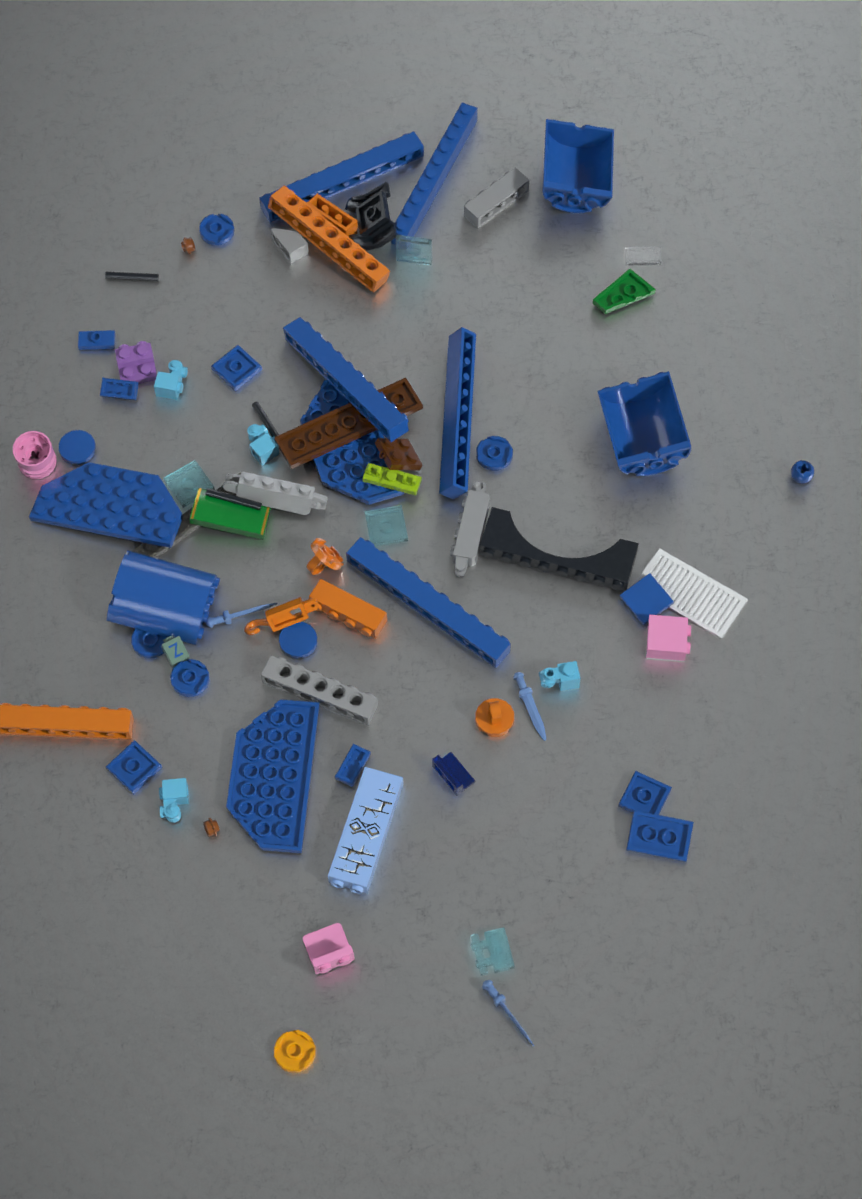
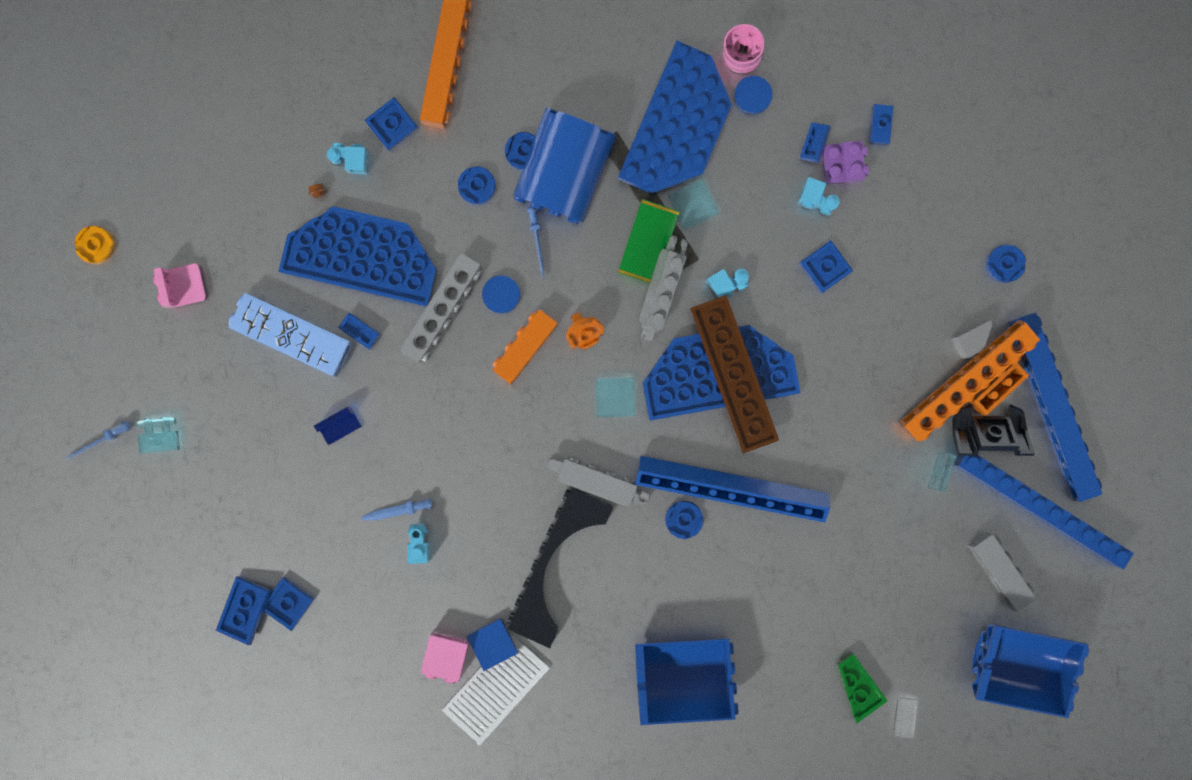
camera: 95 degrees right, 25 degrees up
(132, 276) = (957, 167): black bar -> none
(174, 650) = (502, 172): sand green brick -> none
(188, 245) = (987, 230): dark orange plate -> none
(234, 499) = (660, 245): black bar -> none
(262, 415) = (754, 291): black bar -> none
(280, 616) = (524, 281): orange piece -> none
(346, 379) = (783, 377): blue brick -> none
(392, 479) = (663, 410): lime plate -> none
(398, 454) = (691, 420): reddish brown plate -> none
(428, 602) = (520, 427): blue brick -> none
(494, 717) = (390, 474): orange tile -> none

